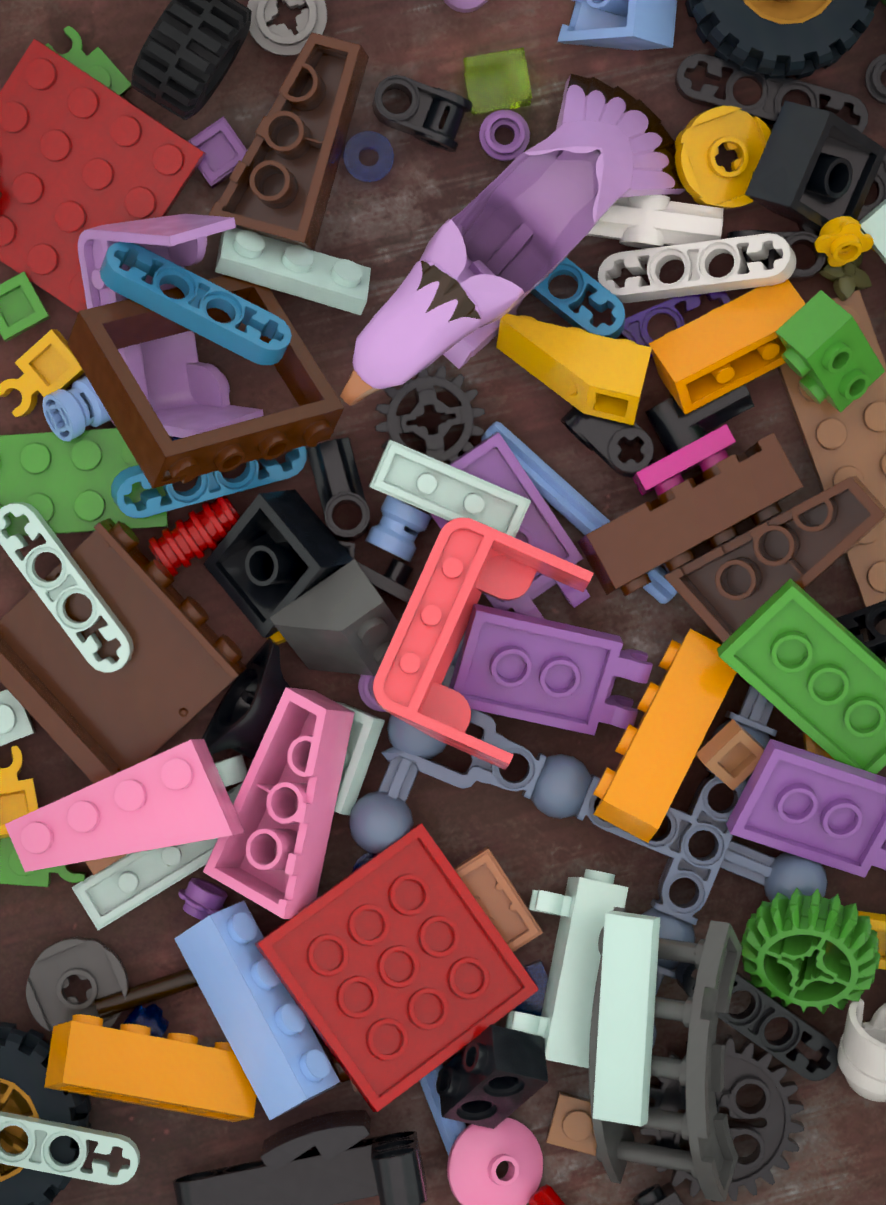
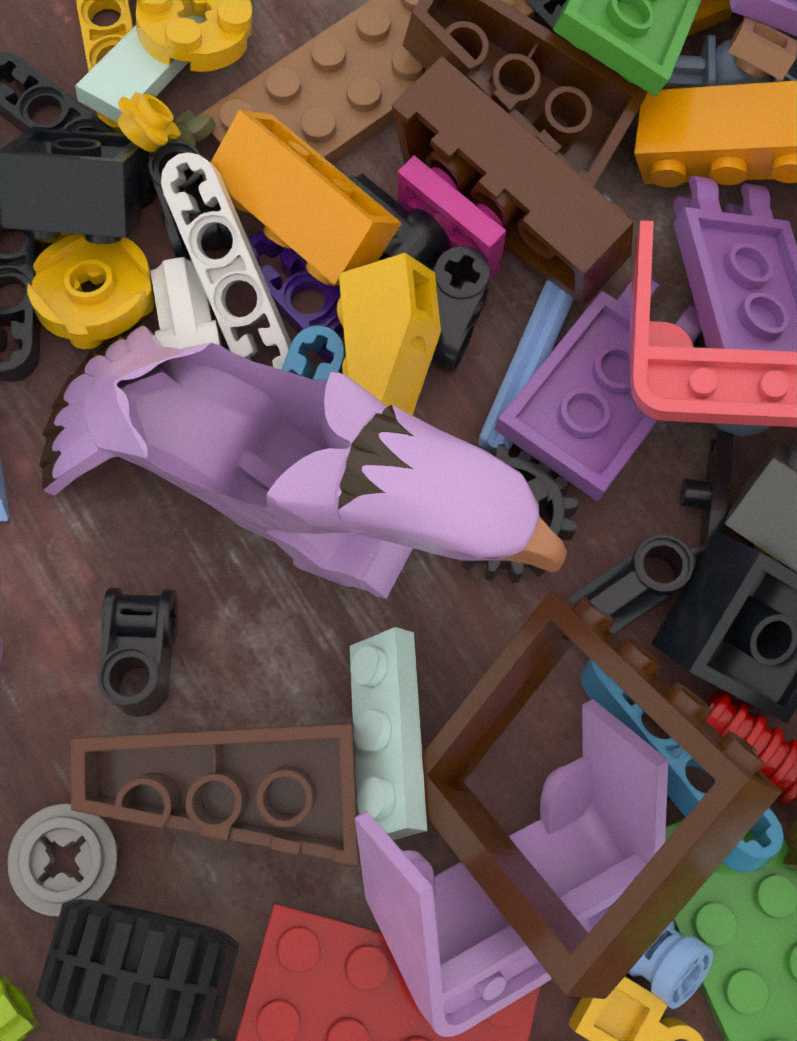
camera: 110 degrees left, 15 degrees down
(192, 310) = (498, 834): dark azure beam -> none
(222, 151) = (261, 881): medium lavender tile -> none
(363, 141) = (199, 680): clear blue plate -> none
(398, 528) = (650, 507): light blue wheel -> none
(446, 490) = (593, 450): light aqua tile -> none
(497, 81) = (72, 567): clear neon green panel -> none
(510, 120) = (134, 525): medium lavender plate -> none
(829, 352) = (277, 82): bright green brick -> none

